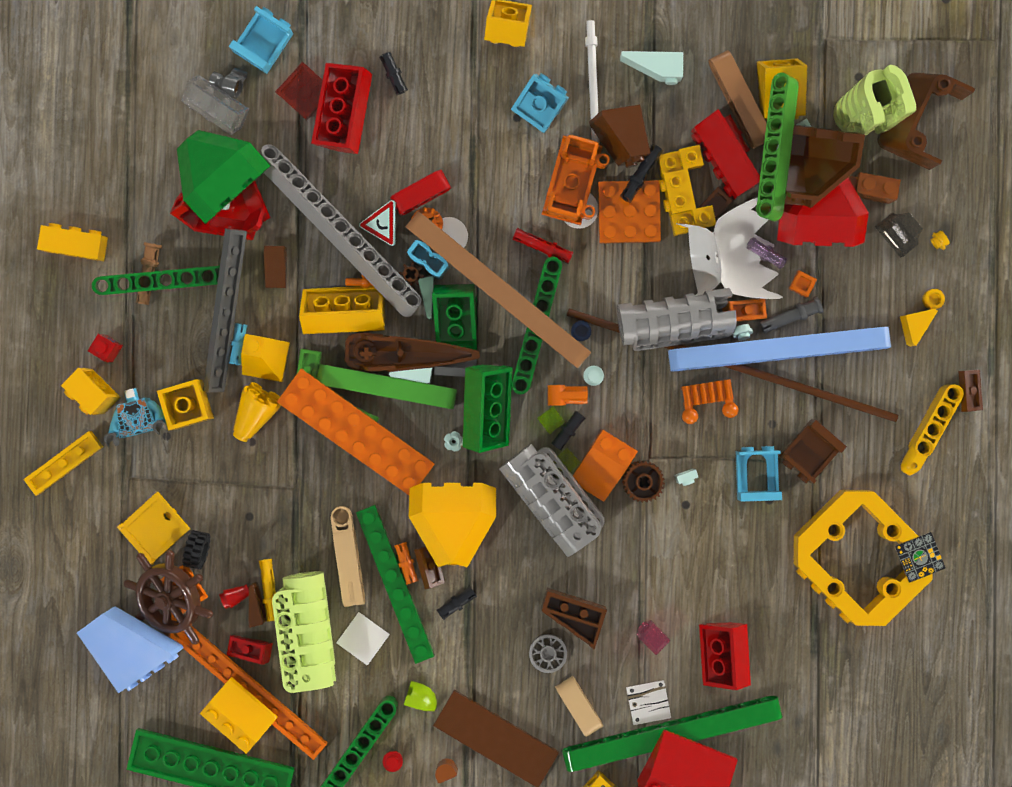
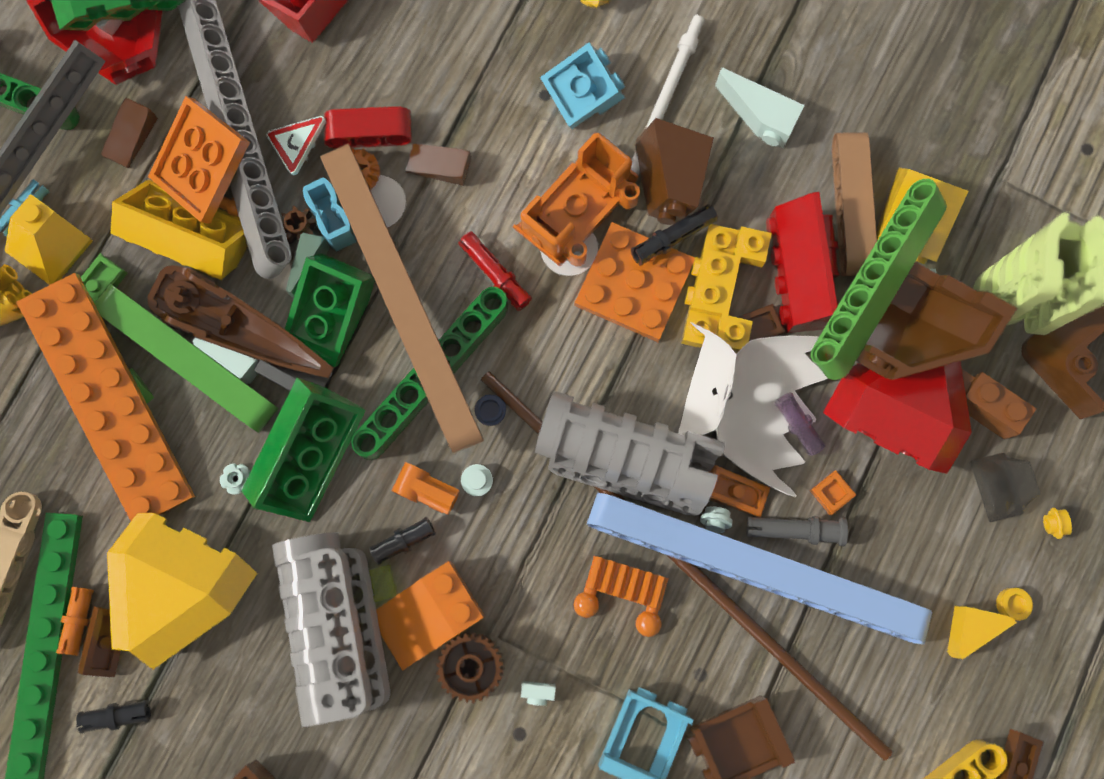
camera: 20 degrees right, 10 degrees down
(333, 264) = (198, 160): none -> orange plate
(474, 194) = (439, 163): none -> slope
(551, 420) = (387, 514): clear neon green tile -> none

